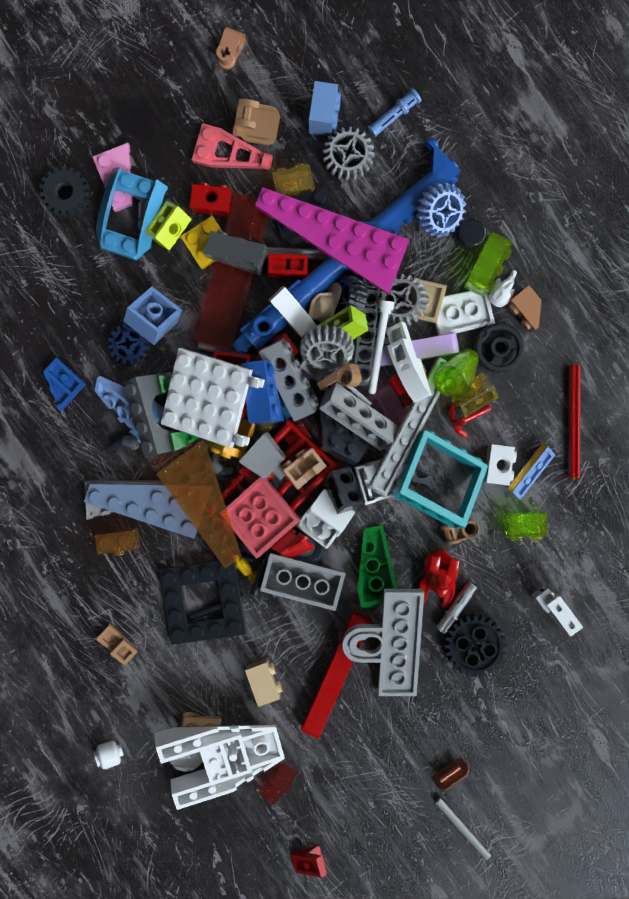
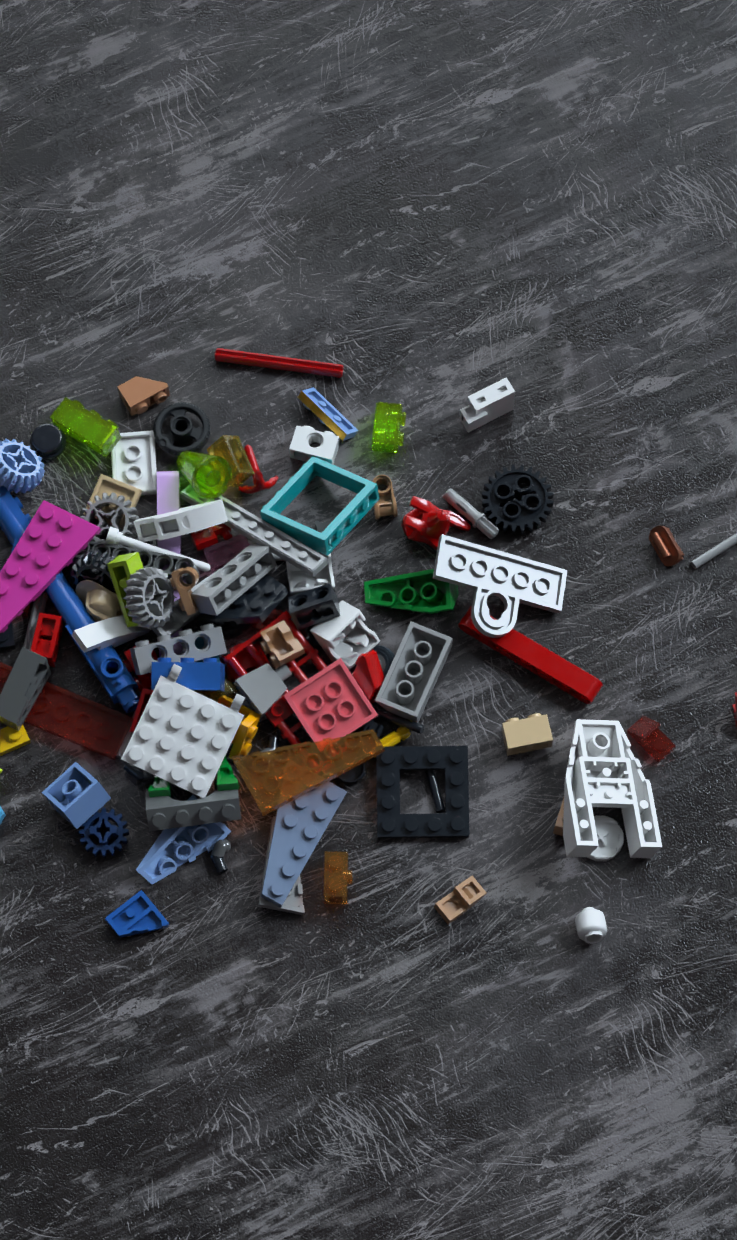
camera: 80 degrees left, 20 degrees down
(503, 291) = (118, 414): white piece -> none

